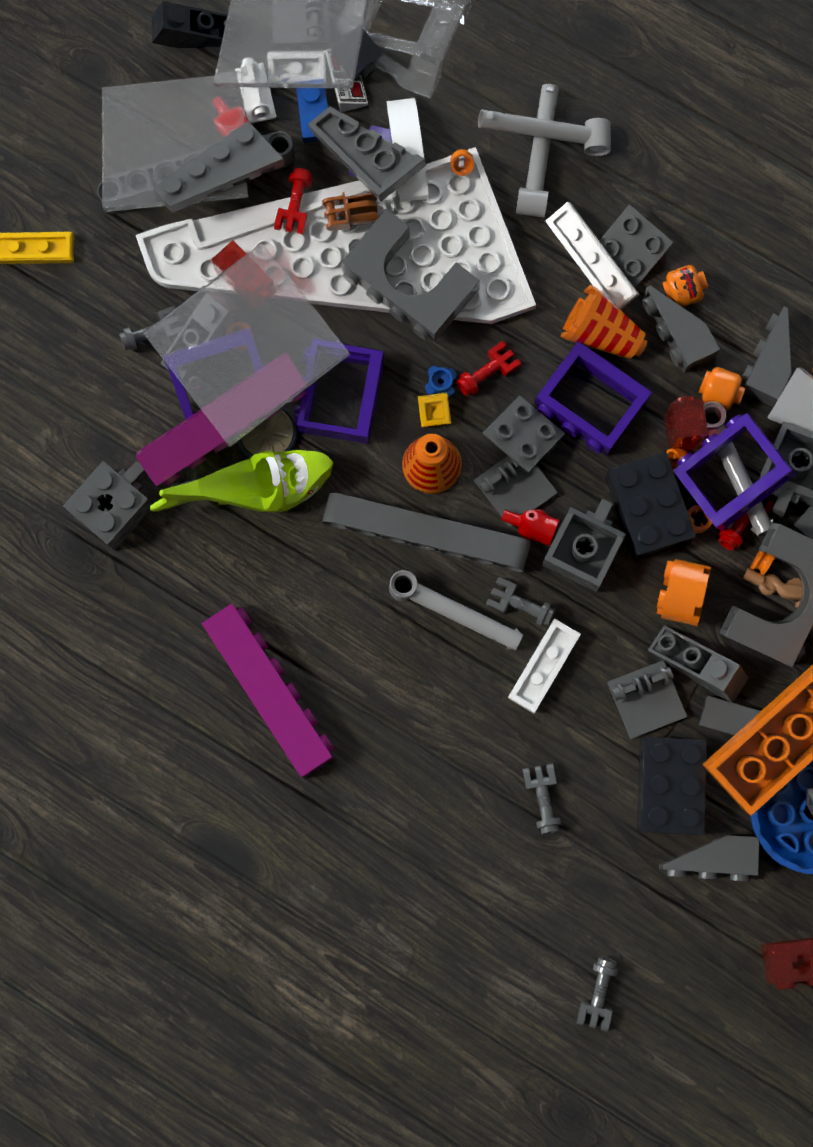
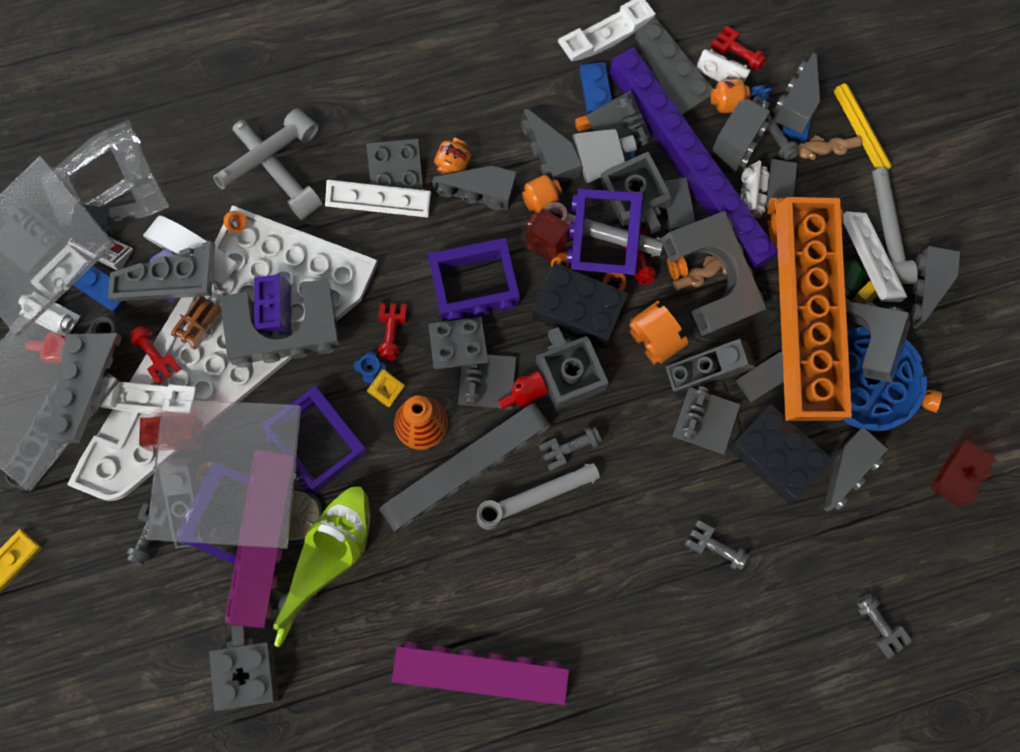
camera: 60 degrees left, 5 degrees down
(255, 229) = (144, 397): none -> white slope
(419, 256) = (272, 304): none -> dark purple hinge
(544, 666) = (627, 468): white plate -> none
(603, 326) = (431, 230): orange cone -> none

